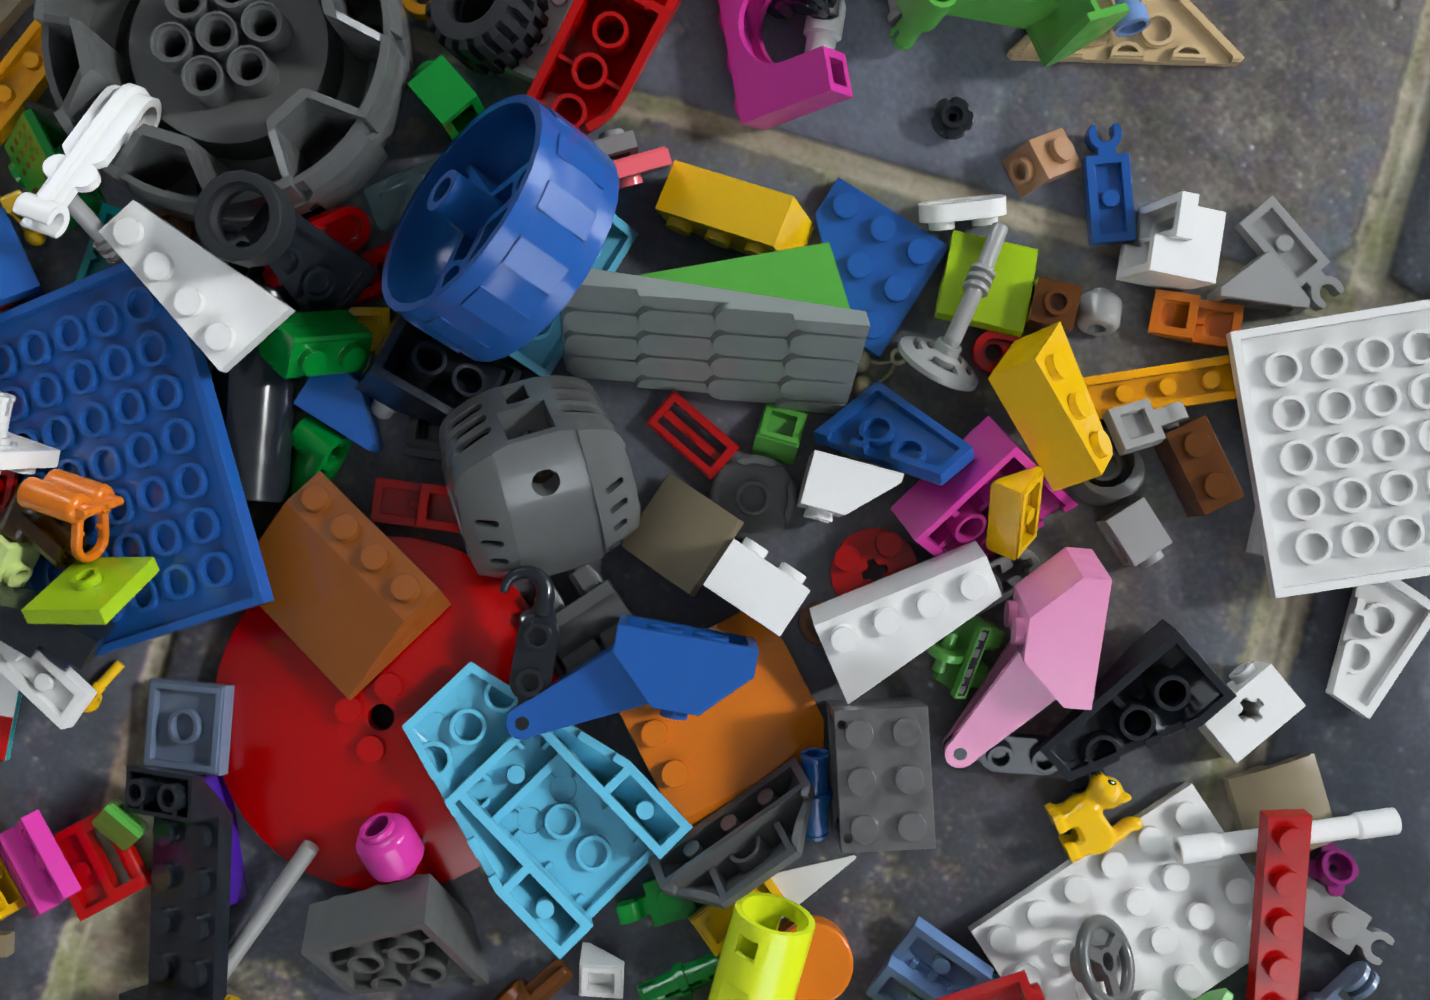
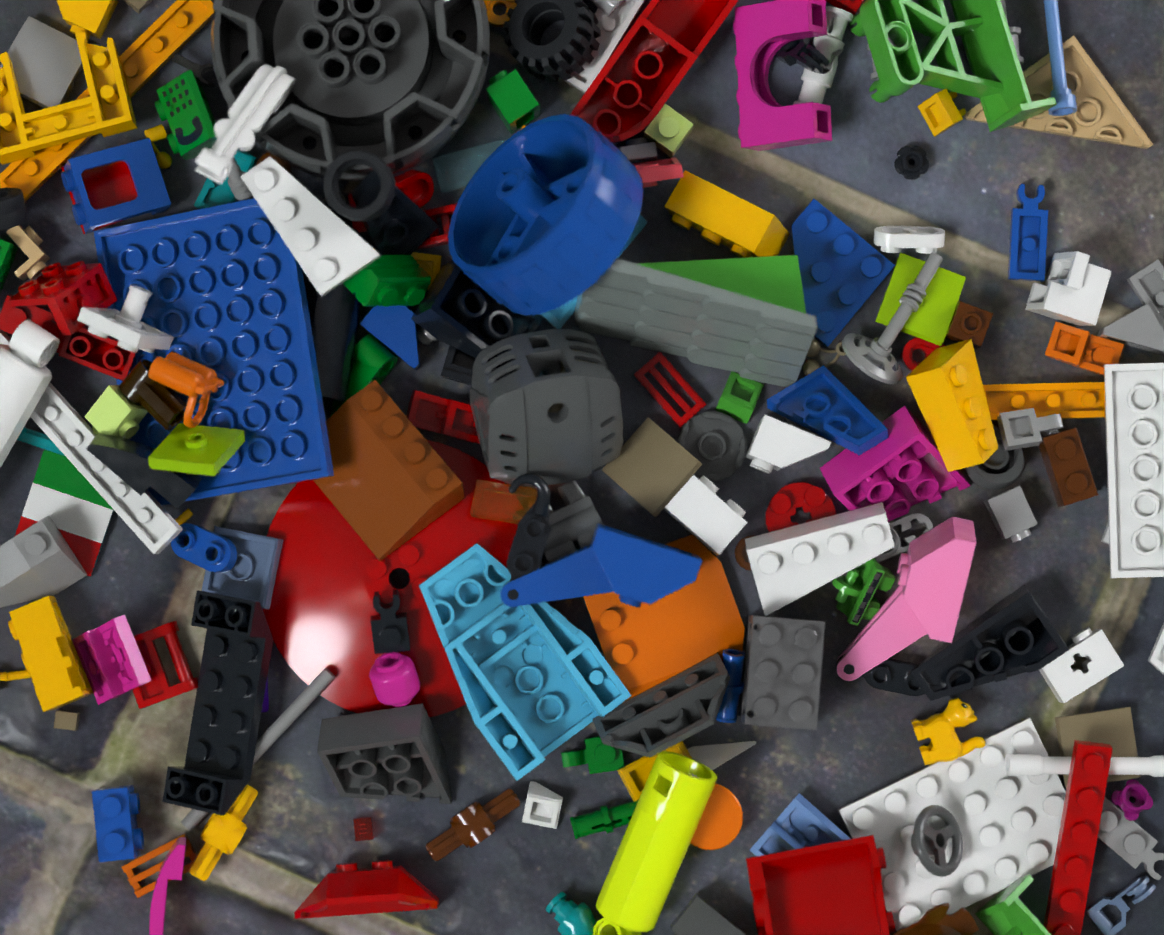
camera: 10 degrees right, 0 degrees up
(120, 826) = (181, 637): bright green slope -> none
(128, 703) = (201, 546): none -> blue plate
(373, 784) = (389, 628): none -> black plate
(488, 607) = (495, 501): none -> clear orange tile
(648, 114) = (668, 130): none -> yellowish green brick
(980, 50) = (941, 112): none -> yellow tile
(1014, 512) = (916, 484): yellow slope -> none
(1041, 161) = (978, 207): medium nougat bracket -> none
(1099, 312) = (1007, 333): light grey piece -> none

